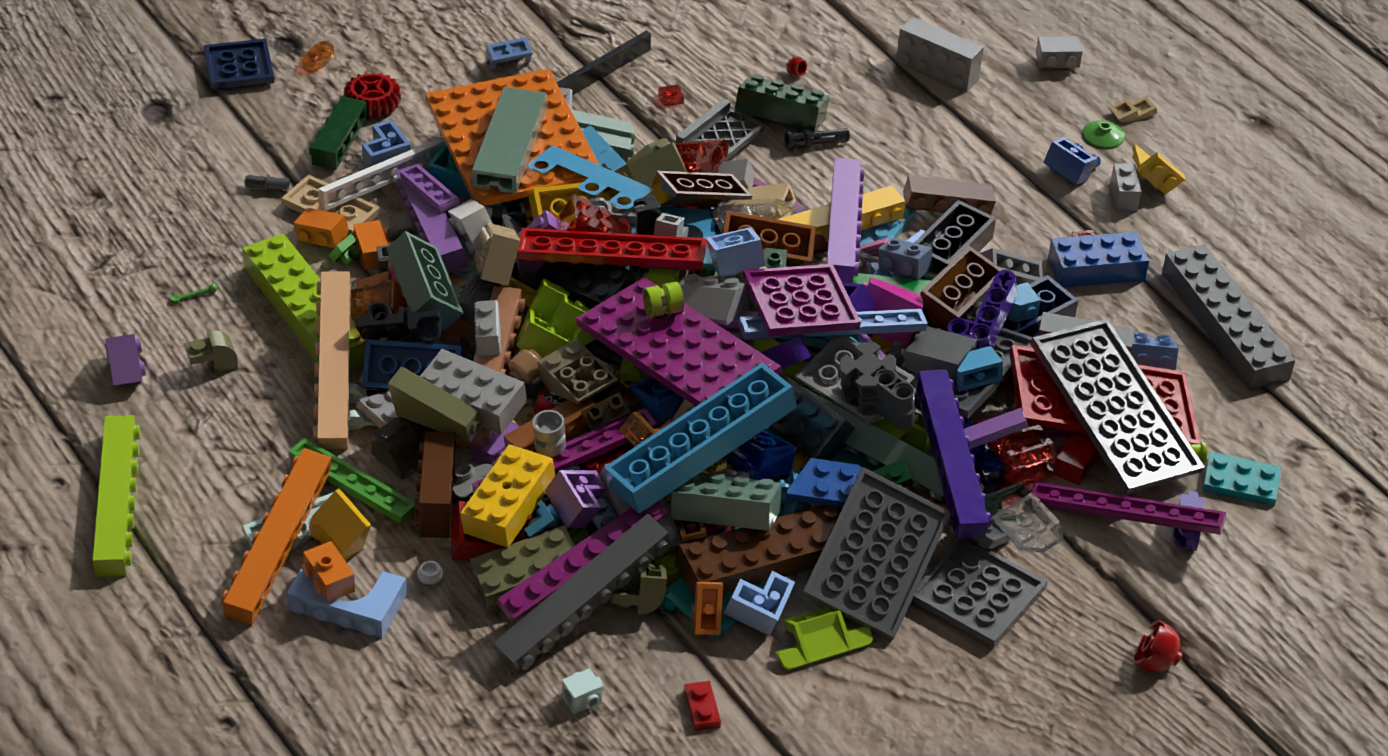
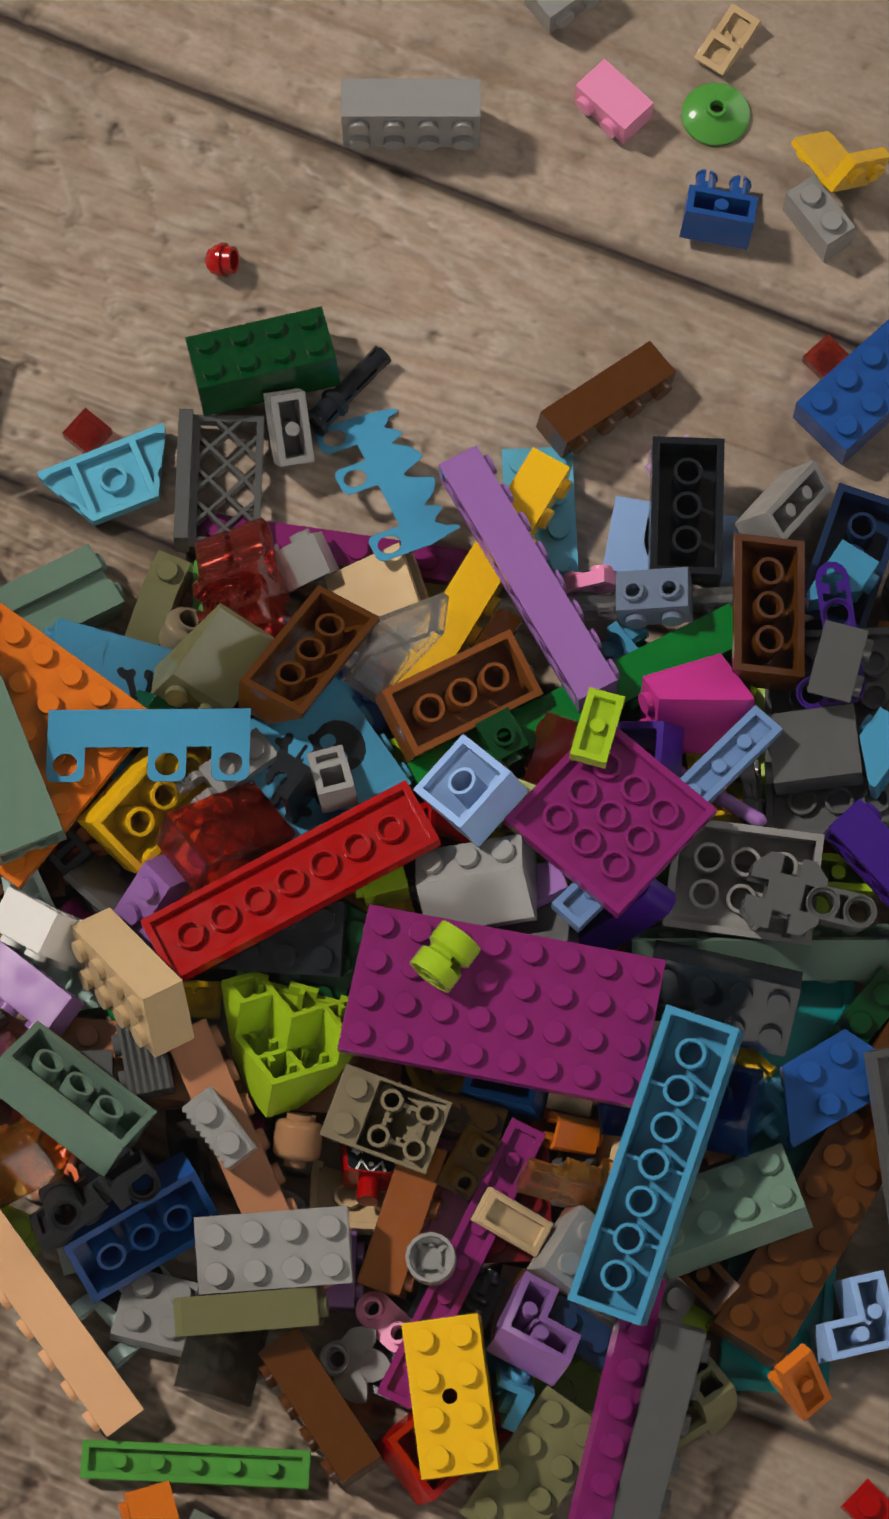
camera: 30 degrees left, 30 degrees up
(604, 443) = (512, 1222): none -> tan tile
(667, 113) = (112, 477): none -> medium azure wing
(772, 128) = (288, 427): none -> light grey brick
(808, 168) = (386, 467): none -> dark azure piece
(823, 260) = (597, 727): none -> lime plate
(980, 311) = (838, 662): none -> dark grey brick
(1051, 101) = (613, 102): none -> bright pink brick

